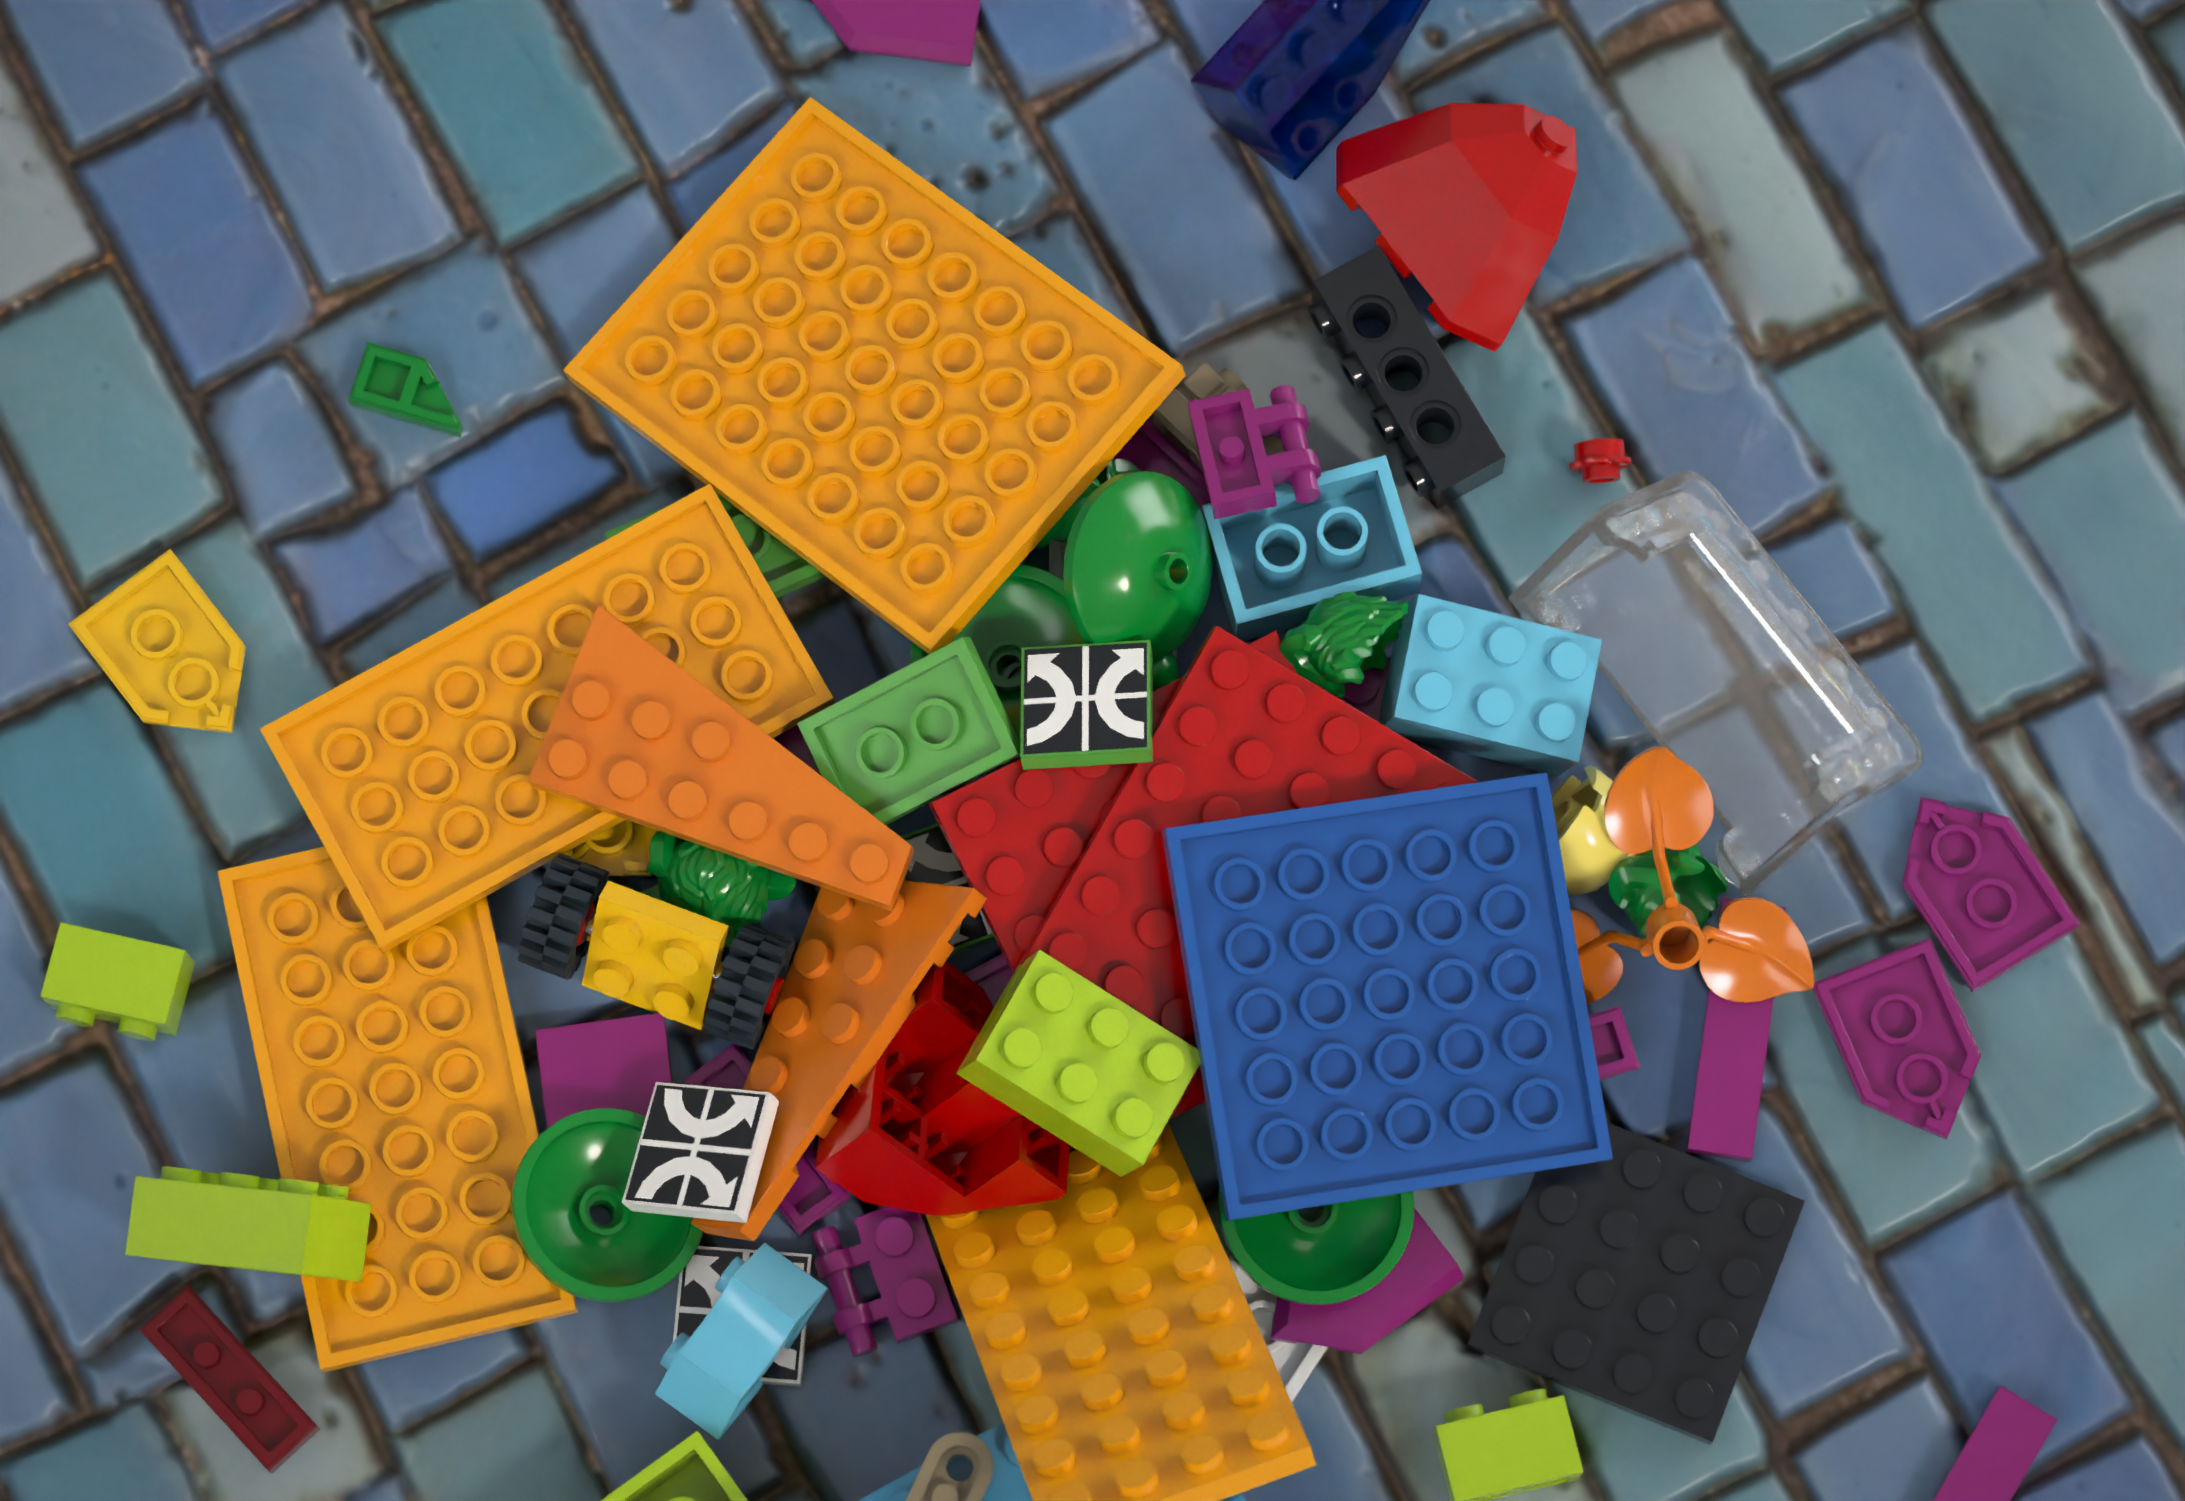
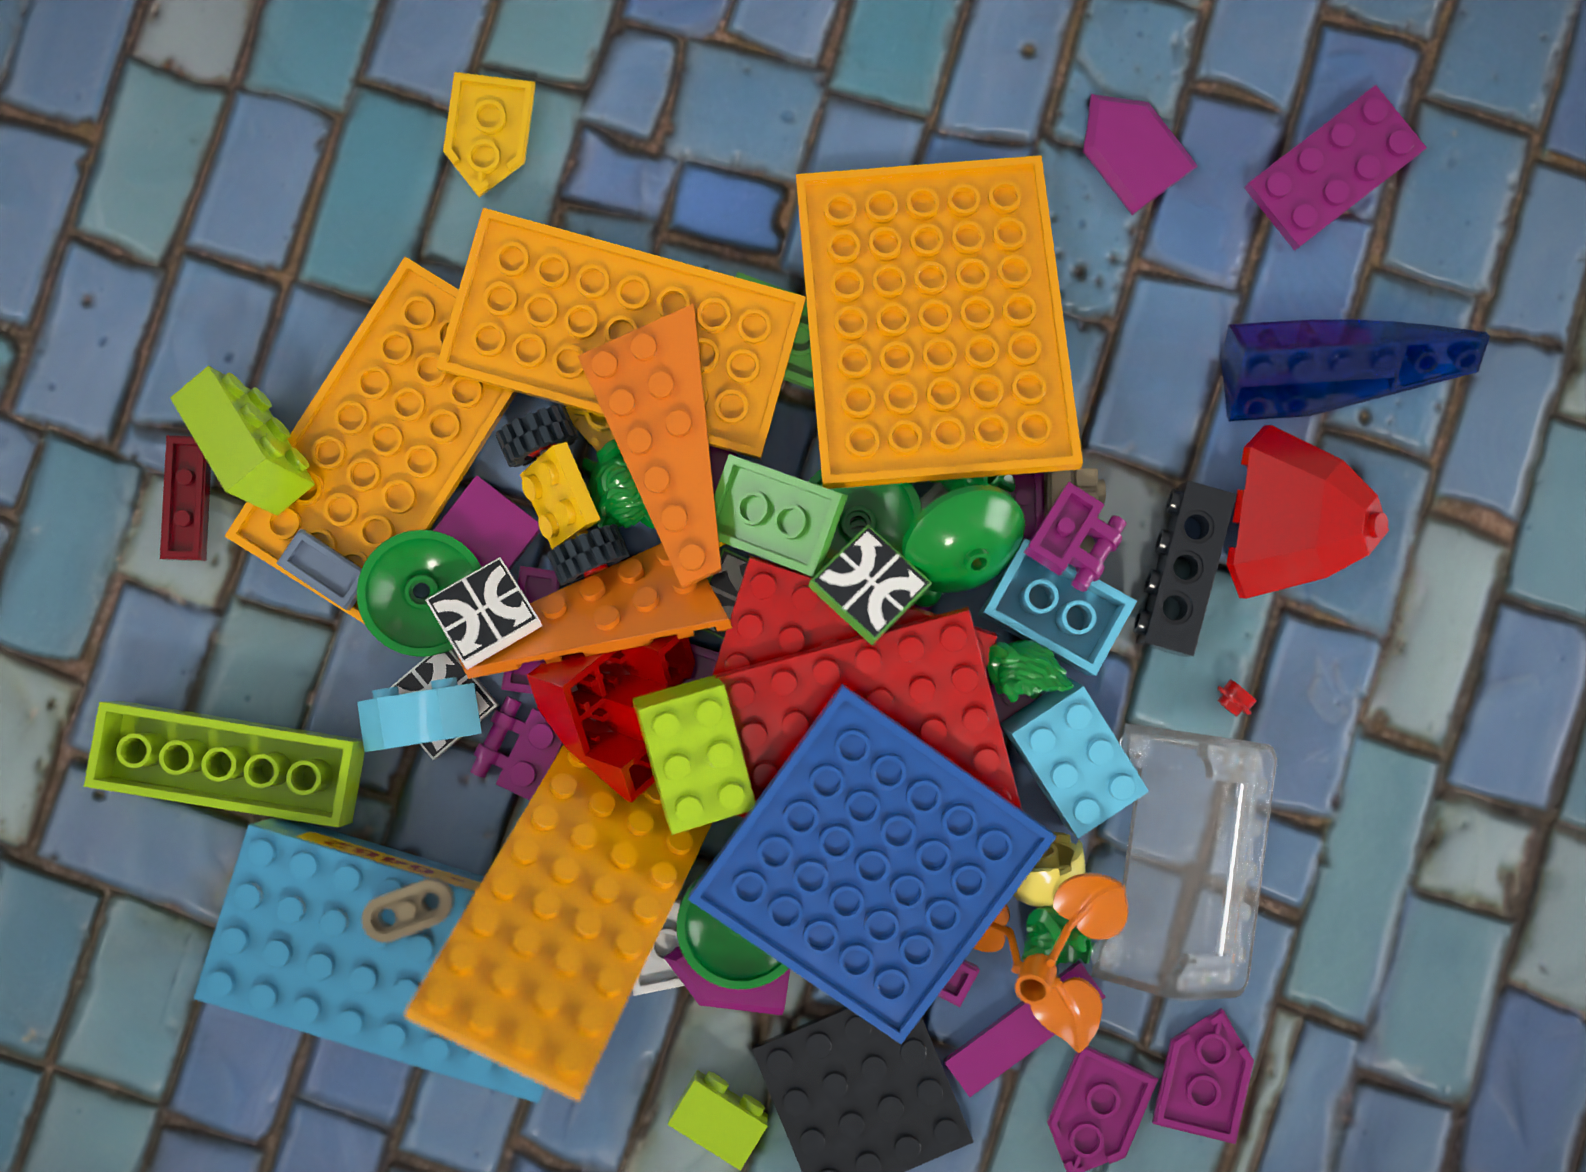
camera: 40 degrees right, 10 degrees up
(117, 982) = (310, 262): lime brick -> none
(403, 389) = (716, 111): green tile -> none
(471, 1291) = (322, 568): none -> sand blue tile

